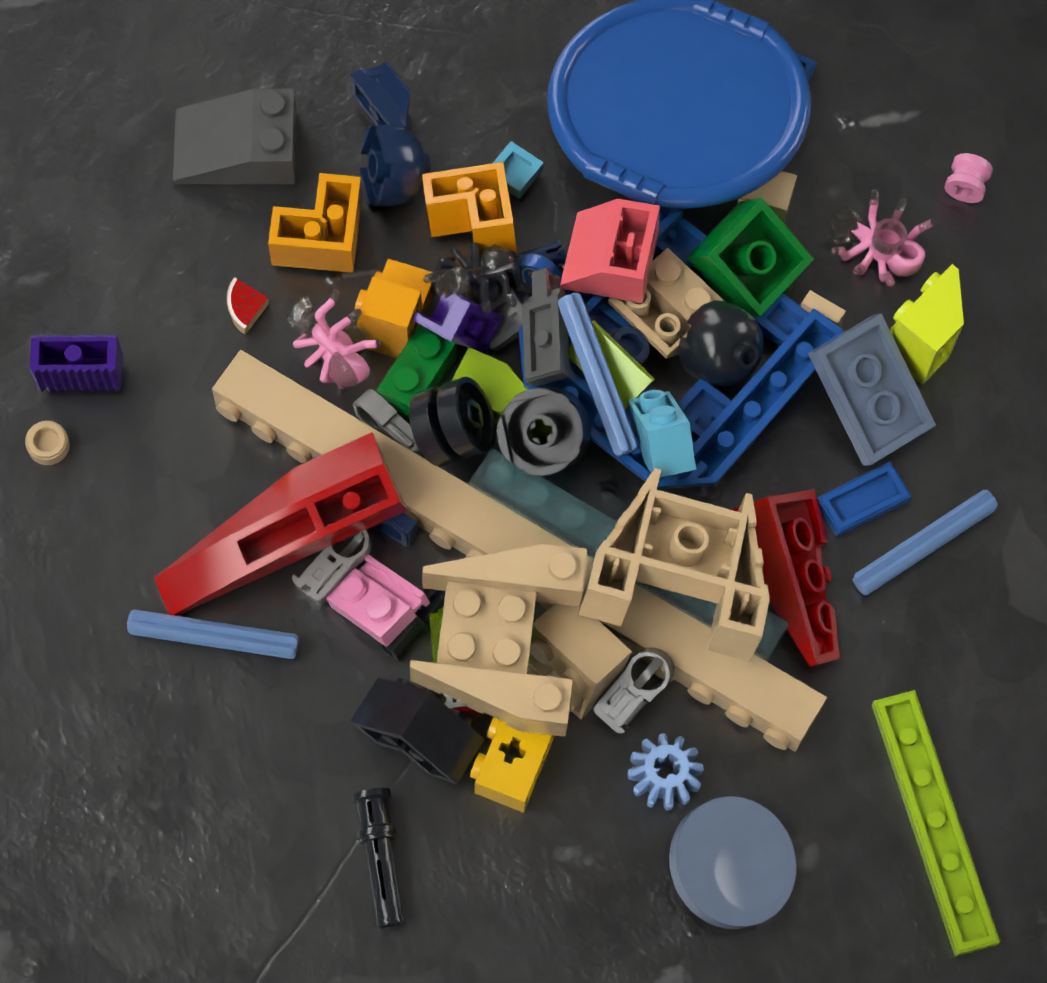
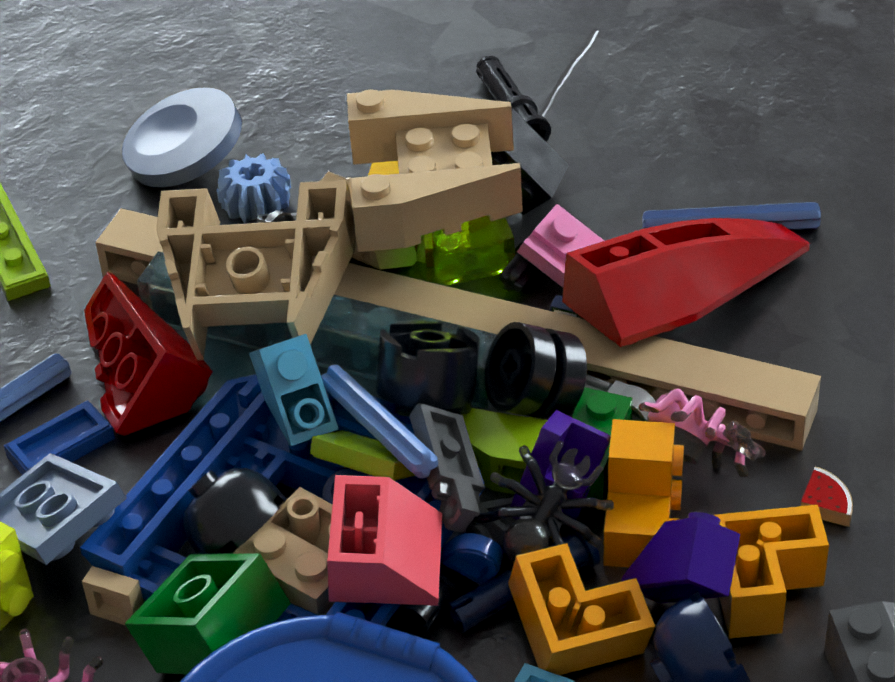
camera: 175 degrees right, 25 degrees down
(385, 215) = (685, 559): none -> dark purple slope

